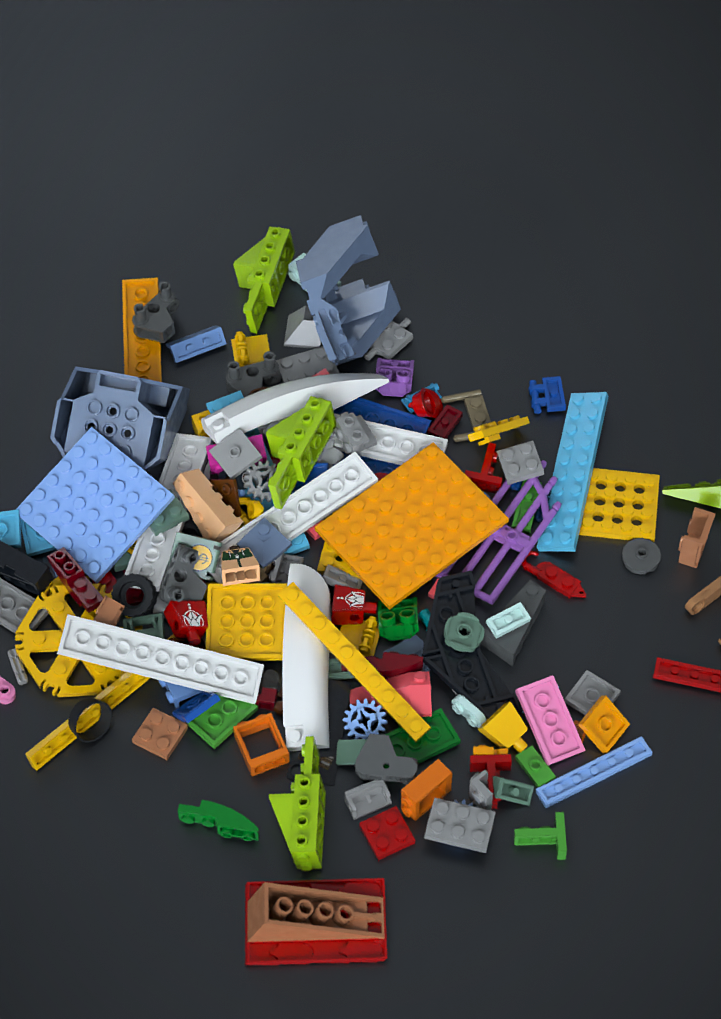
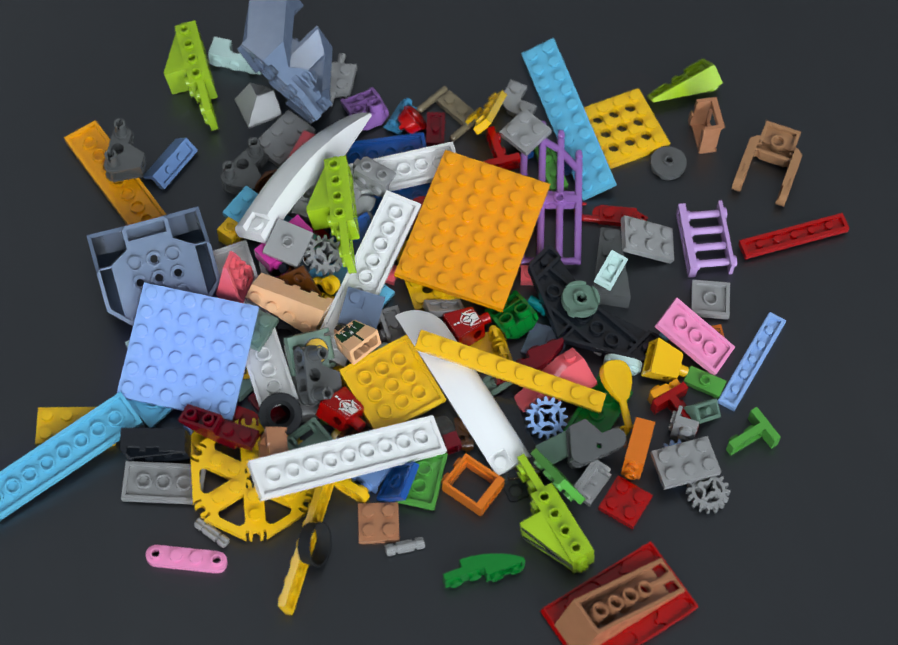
camera: 35 degrees left, 5 degrees up
(160, 699) = (355, 491): none -> yellow plate
(167, 765) = (405, 546): none -> light grey axle
(169, 460) = (235, 279): none -> coral wedge
(249, 349) = (223, 145): yellow hinge -> none
(333, 774) = (553, 472): none -> bright green plate
(449, 721) = (618, 382): none -> yellow piece
(465, 872) = (717, 495): none -> light grey gear
(536, 430) = (513, 102): none -> light grey plate
(553, 395) = (507, 60): blue plate -> none
(568, 612) = (647, 239): none -> light grey plate
(604, 724) = (737, 317): light orange plate -> none
(613, 625) = (690, 247): none -> lavender fence

